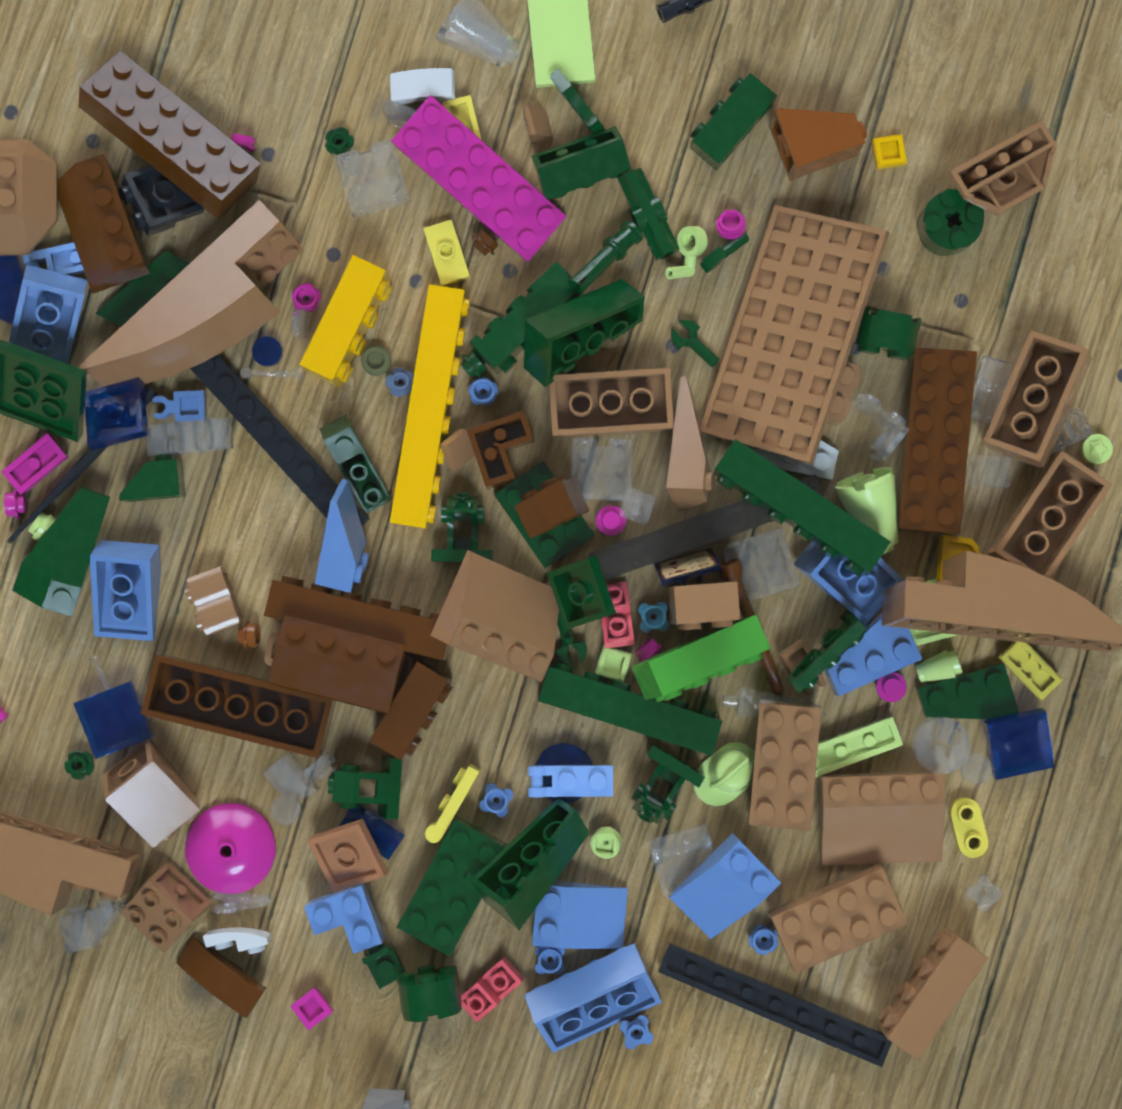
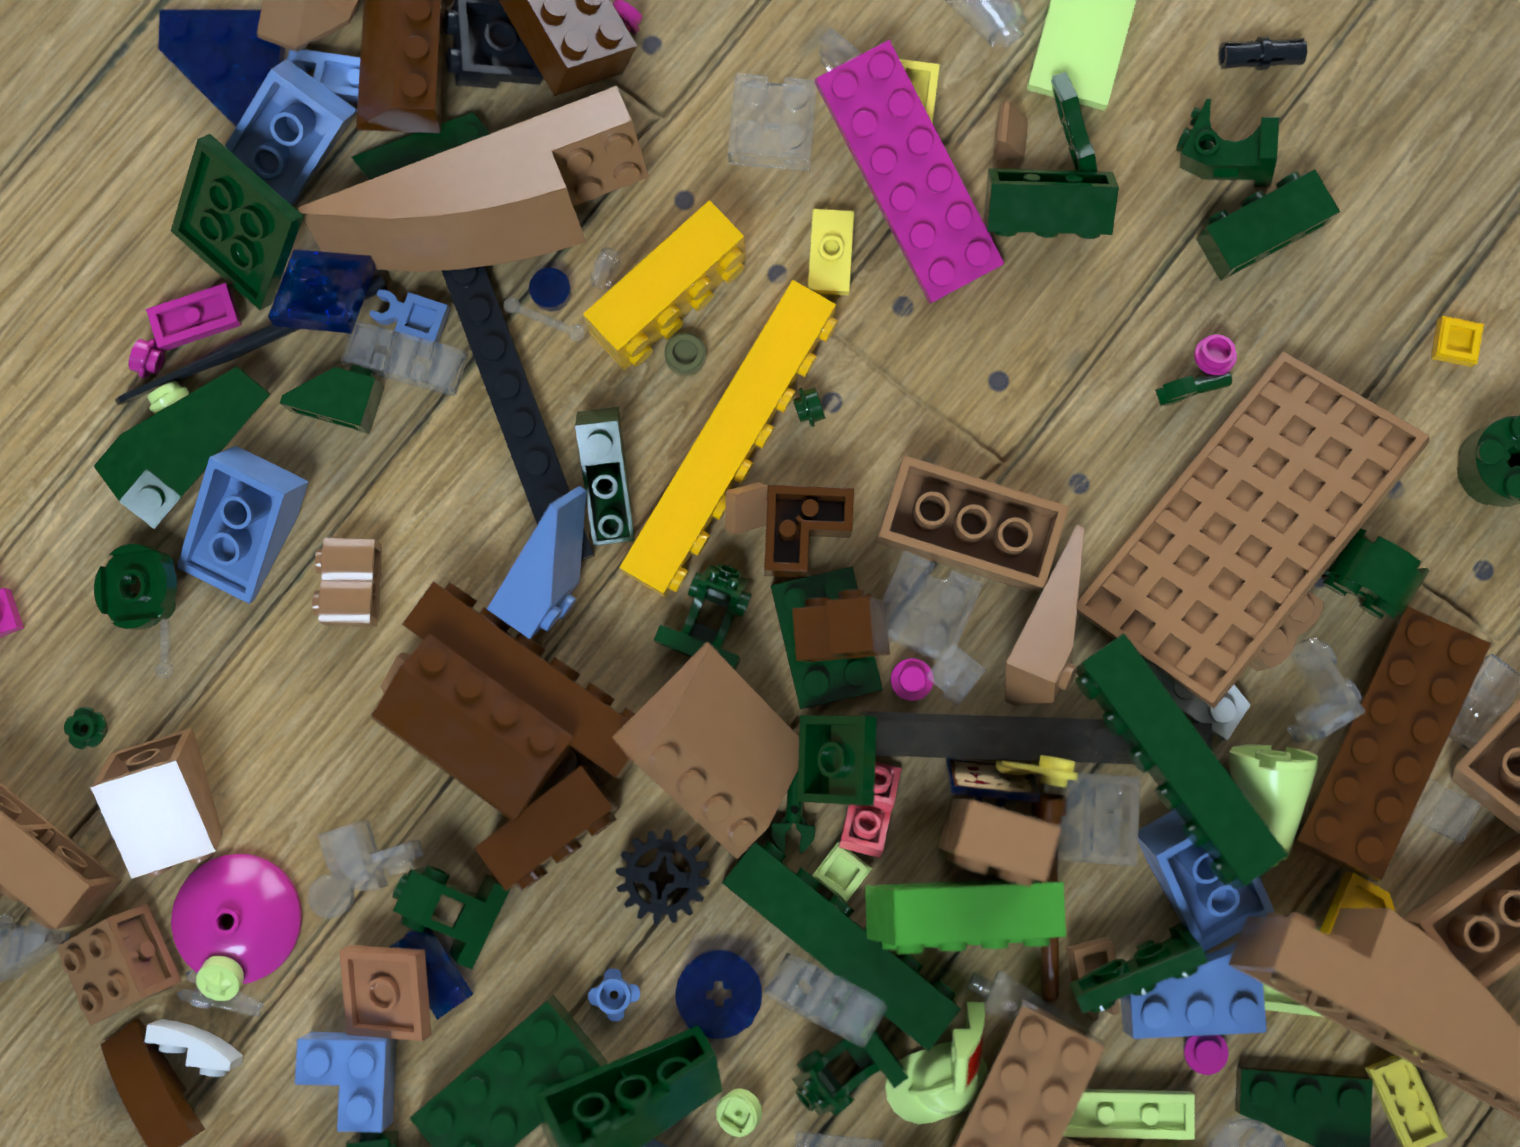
camera: 20 degrees right, 5 degrees down
(89, 654) = (157, 589): none -> dark green plate
(113, 719) = (154, 686): clear blue plate -> none
(236, 889) = (220, 978): none -> yellowish green tile
(237, 706) = (320, 732): reddish brown brick -> none
(249, 635) = (377, 645): dark orange plate -> none
(306, 290) = (632, 230): dark pink plate -> none
(340, 133) = (755, 52): dark green plate -> none
(392, 381) = (697, 385): sand blue plate -> none
(421, 83) = (872, 25): white slope -> none
(451, 804) = (551, 977): light yellow plate -> none
(483, 383) = (808, 435): medium blue plate -> none
(484, 243) = (885, 257): reddish brown plate -> none
(484, 715) = (643, 874): none -> black gear
(506, 335) = (902, 374): dark green wedge -> none
(571, 780) = (725, 1010): light blue plate -> none
(579, 328) = (968, 409): dark green wedge -> none
(613, 249) = (1049, 328): dark green pin -> none
(633, 748) = (825, 999): none -> clear beam
(647, 623) = (908, 835): medium azure plate -> none
(648, 214) = (1112, 301): dark green piece -> none
(648, 650) = (895, 872): dark pink plate -> none
(692, 243) = (1149, 368): yellowish green plate -> none
(694, 343) = (1108, 488): dark green bar -> none
(701, 83) = (1229, 160): none -> dark green tile
(723, 545) = (1053, 770): none -> light yellow plate
(736, 743) = (967, 1048): none -> yellowish green slope
(815, 139) = (1370, 284): dark orange slope -> none
(939, 667) = (1282, 1051): yellowish green cone -> none

